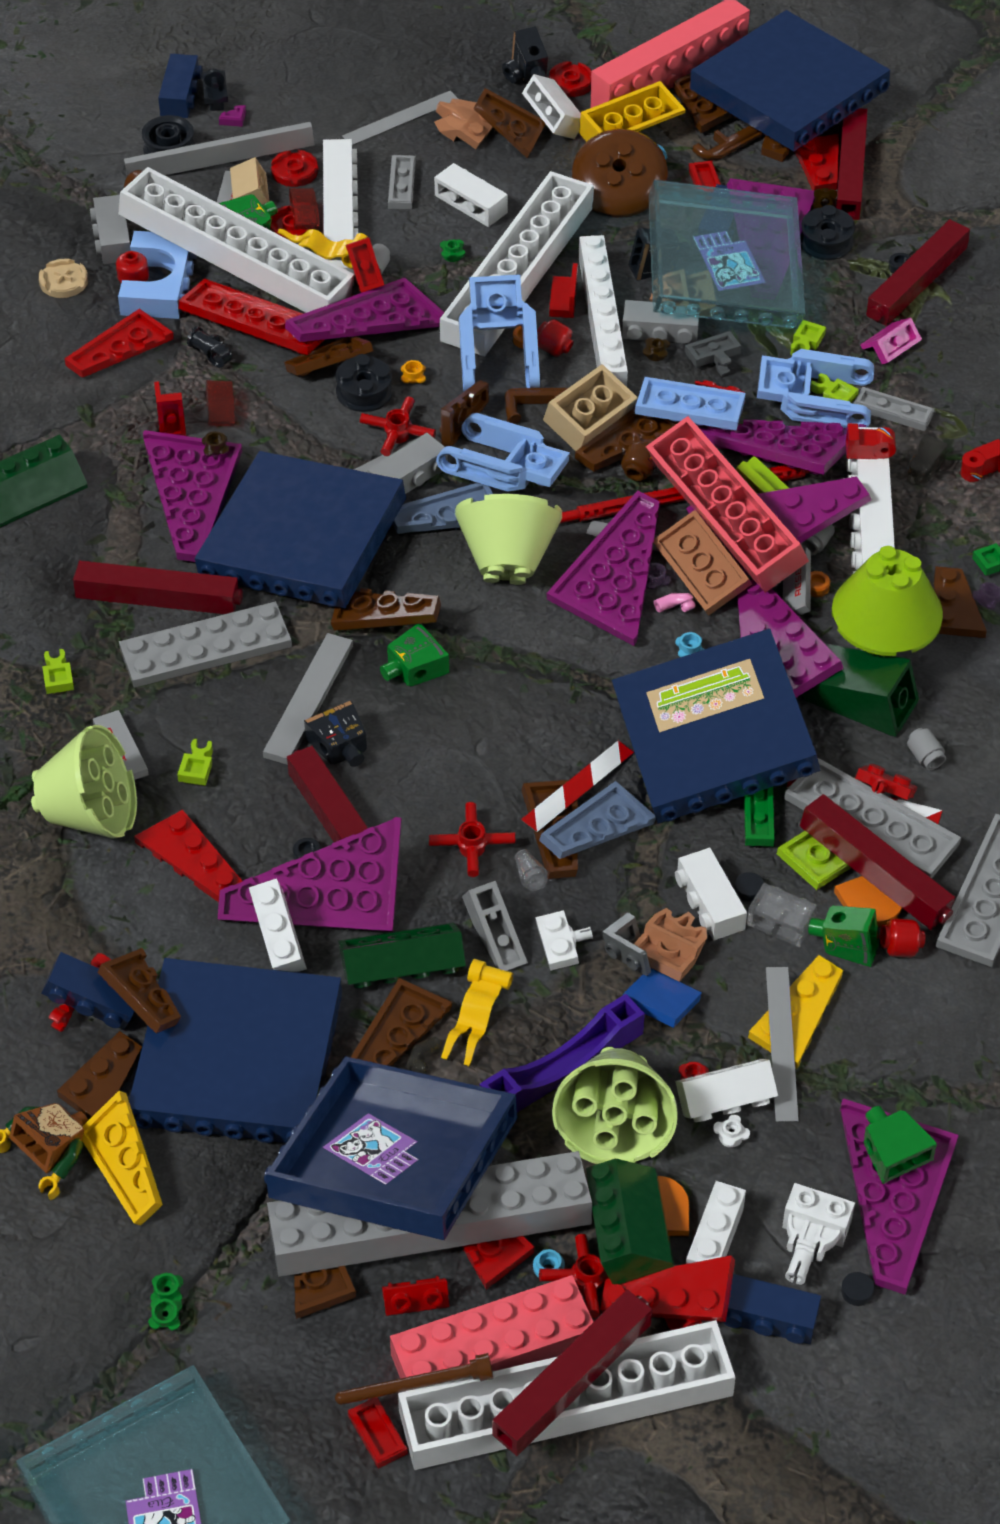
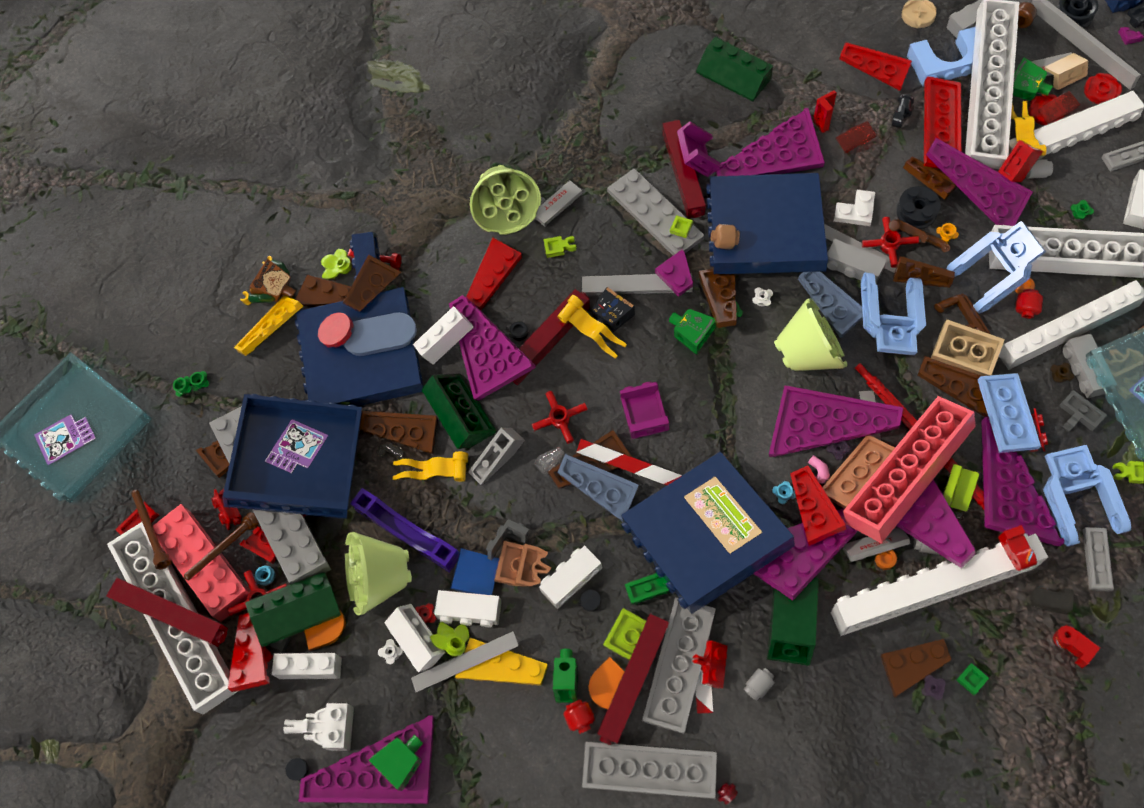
camera: 80 degrees right, 15 degrees up
(56, 1051) = (336, 264): none -> lime plate
(57, 673) = (594, 149): lime plate -> none
(132, 267) = (943, 41): red head -> none
(169, 555) = (694, 150): none -> magenta panel
(198, 1053) = (335, 330): none -> tile
(215, 443) = (812, 143): dark brown plate -> none
(233, 1004) = (381, 334): none -> sand blue tile
(253, 615) = (681, 226): none -> lime tile
(313, 560) = (725, 236): none -> medium nougat head
(321, 646) = (676, 273): none -> magenta wing
(330, 440) = (857, 213): none -> white plate
(351, 762) = (587, 325): none -> yellow flag
(386, 405) = (924, 236): none -> reddish brown piece
(404, 575) = (762, 301): none -> white plate
(456, 1263) = (249, 522): none -> reddish brown piece
(507, 748) = (644, 410): none -> magenta panel
(560, 939) = (504, 497): white plate -> none
(564, 295) = (1080, 294): red panel -> none
(637, 462) = (933, 393): reddish brown head -> none
(707, 1020) = (468, 608): none -> white brick
(727, 614) = (815, 507): none -> red wing
(744, 1048) = (448, 637): none -> lime plate
(772, 1309) = (263, 717): dark blue brick -> none
(776, 906) = (570, 628): clear piece -> none
(834, 390) = (1087, 512): lime plate -> none
(888, 605) = (852, 615): lime cone -> none

